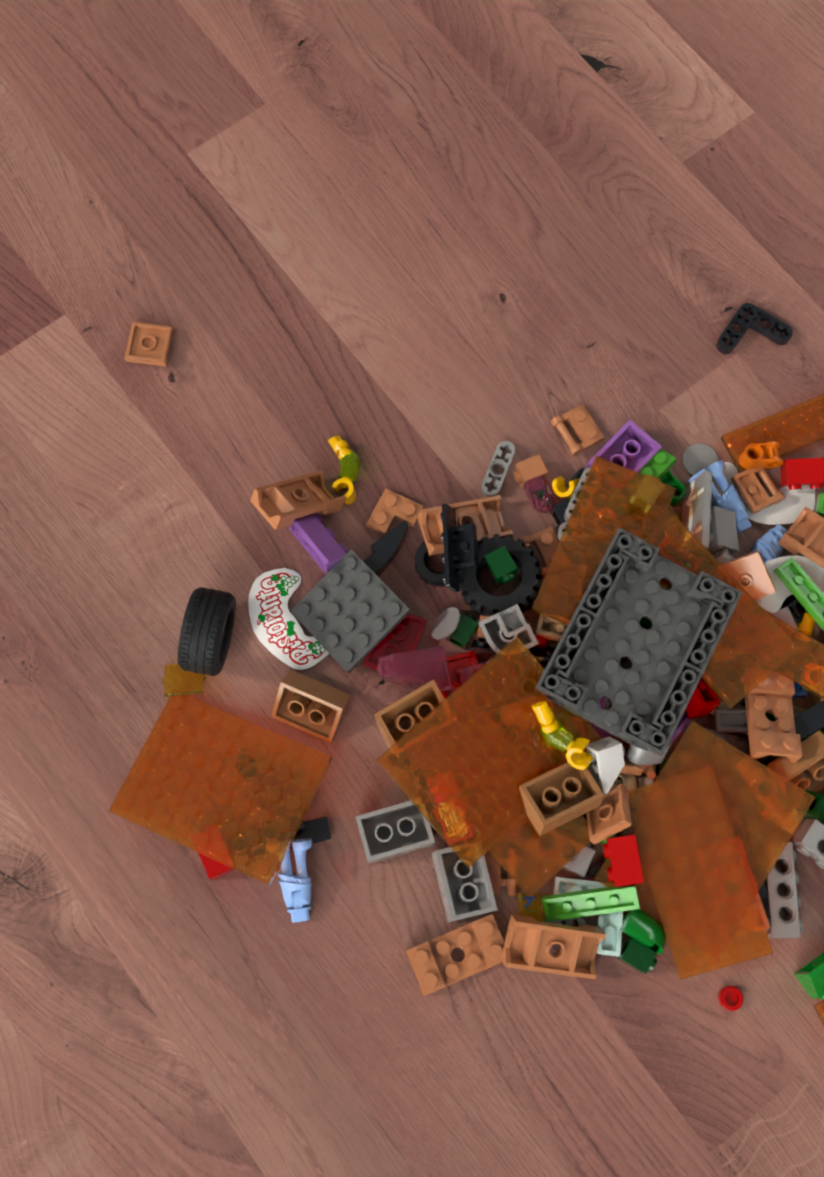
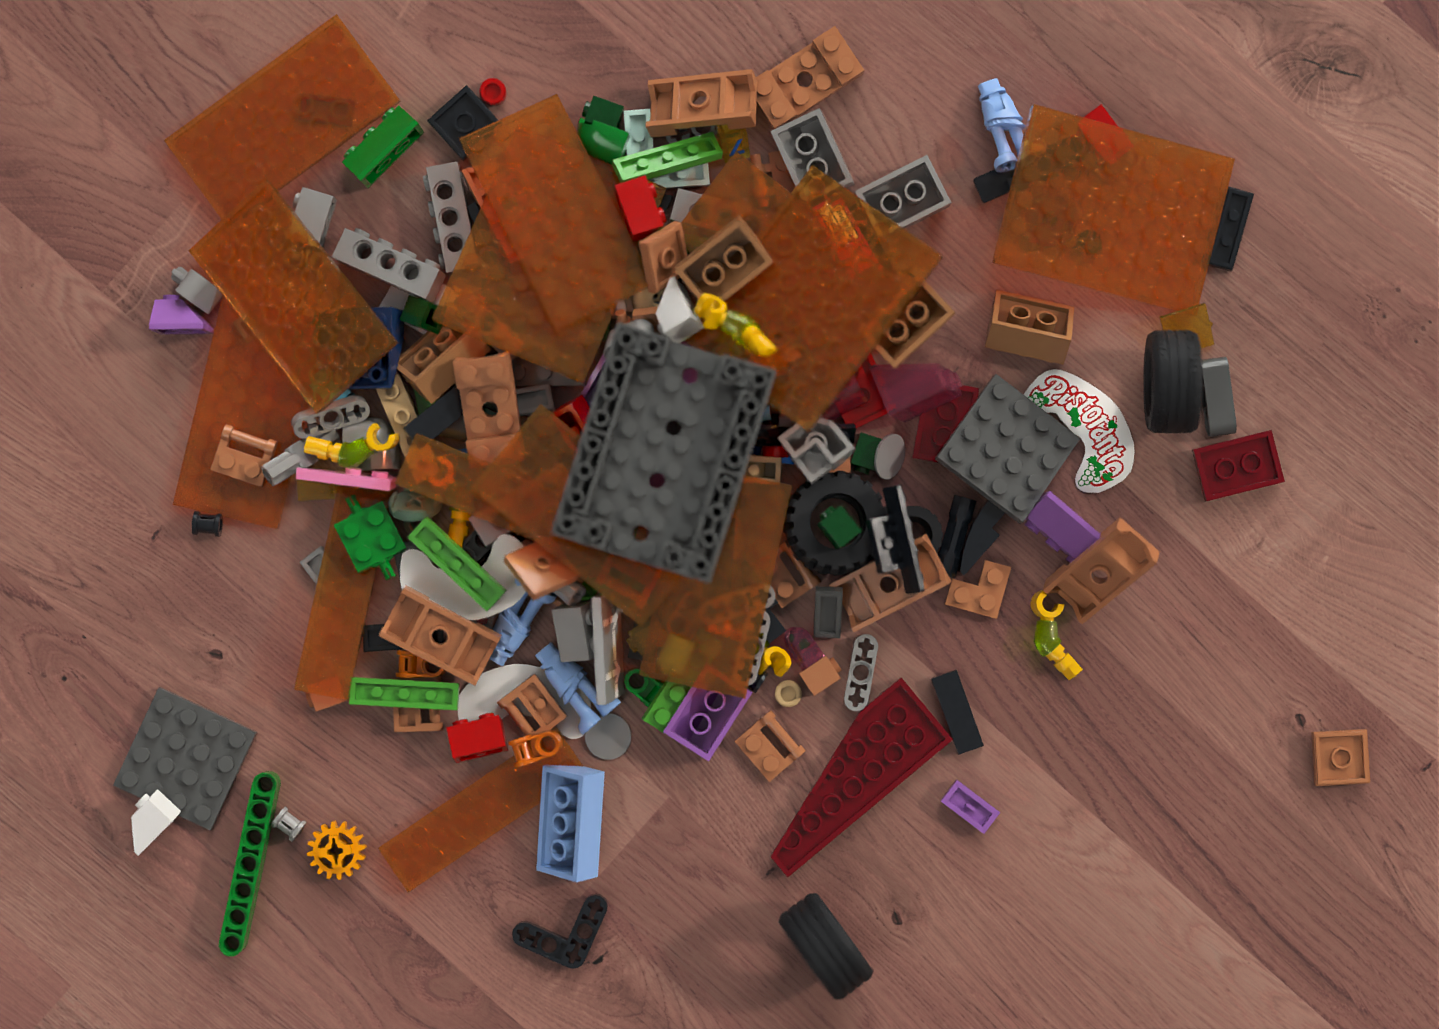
camera: 175 degrees right, 15 degrees up
(126, 755) = (1231, 228): none -> black tile
(170, 566) = (1238, 465): none -> dark red plate
(171, 620) = (1217, 397): none -> dark grey beam
(398, 568) = (955, 533): none -> black axle
(429, 428) = (957, 712): none -> black tile
(433, 360) = (970, 806): none -> medium lavender plate
(503, 404) = (874, 757): none -> dark red wing
(516, 515) = (828, 612): none -> dark grey tile
(556, 465) = (788, 693): none -> tan tile
(563, 274) = (825, 946): none -> black tyre
(740, 399) = (570, 822): none -> light blue slope
(760, 978) = (461, 117): none -> black plate

